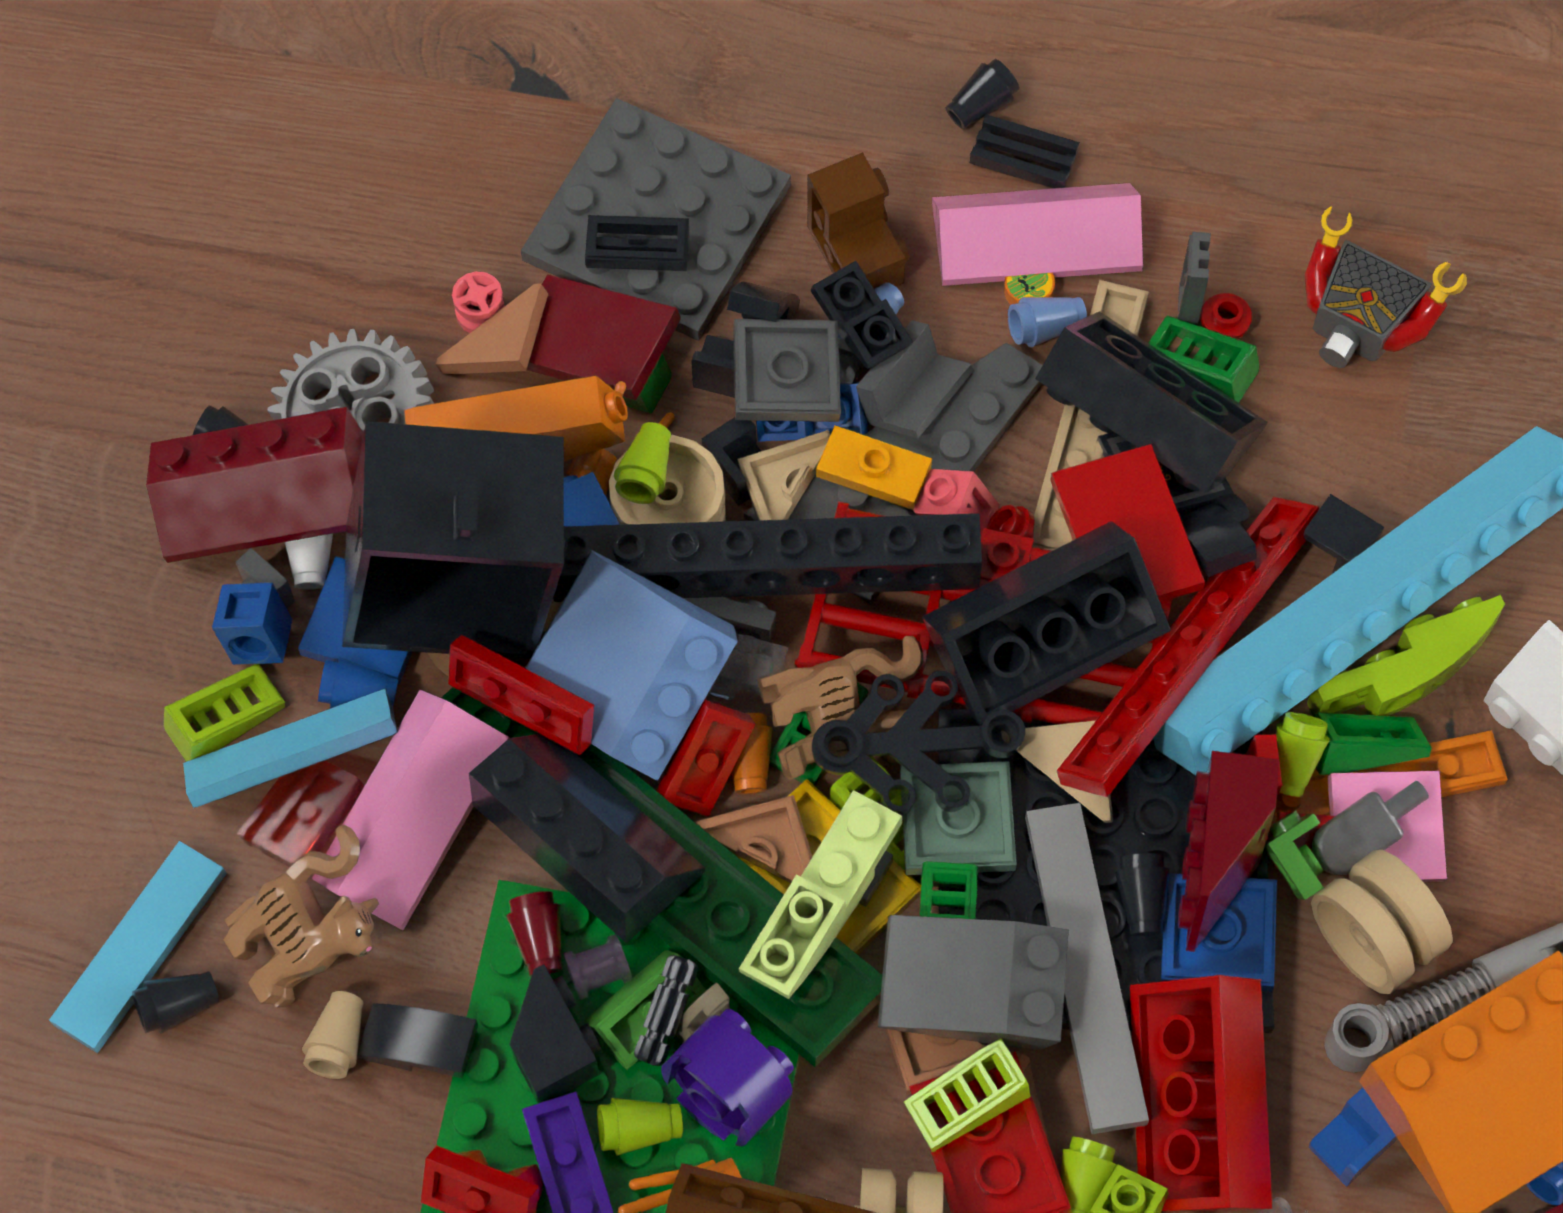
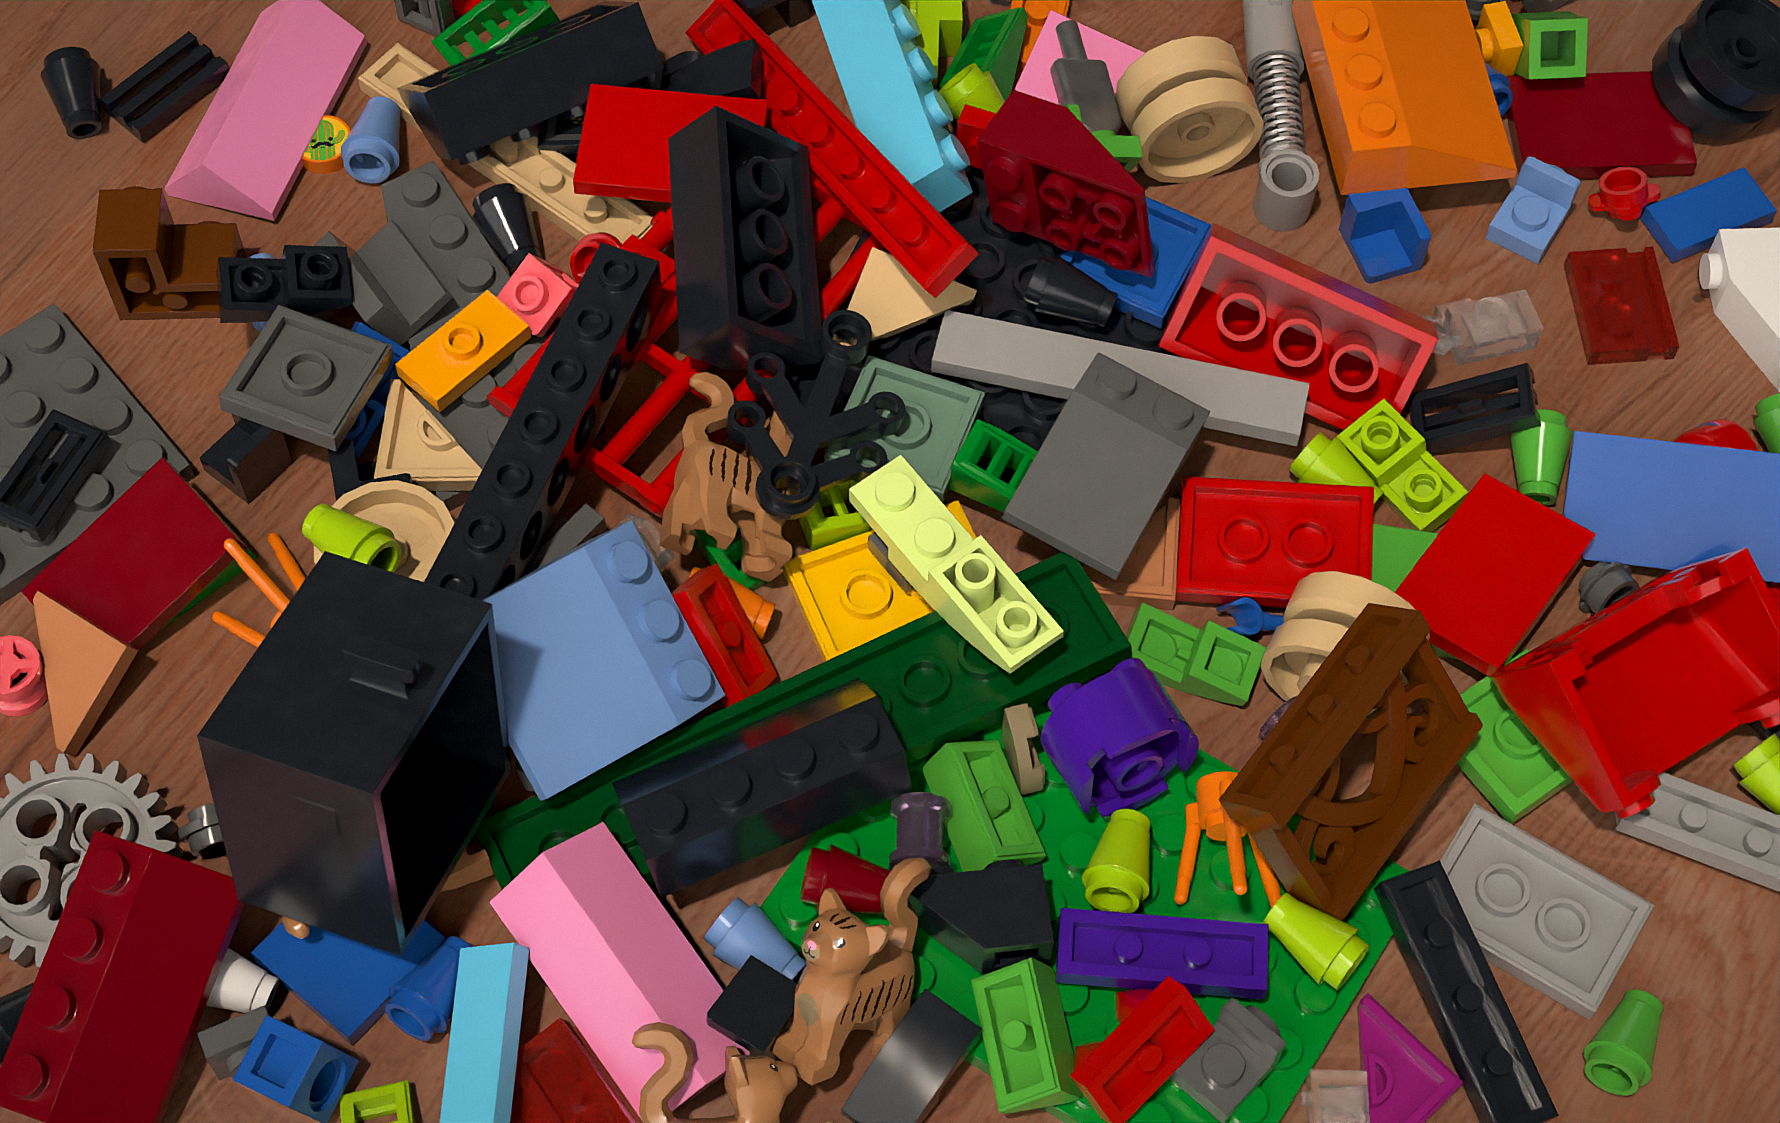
camera: 70 degrees left, 5 degrees down
(413, 912) = (754, 1007): none -> black panel
(452, 963) = (853, 976): none -> medium nougat animal
(473, 1108) = (1025, 1037): none -> bright green slope
(475, 890) = (749, 931): none -> medium blue cone
(521, 694) = (561, 784): red tile -> none
(578, 409) = (232, 617): orange slope -> none
(666, 1010) = (1006, 779): black axle -> none
(762, 302) = (206, 376): black slope -> none
(765, 835) = (844, 614): nougat tile -> none
(863, 1119) = (1194, 660): none -> bright green slope
(913, 1159) = (1250, 617): none -> blue hand
(956, 1079) = (1215, 489): lime slope -> none
(1012, 450) = (506, 224): none -> black cone

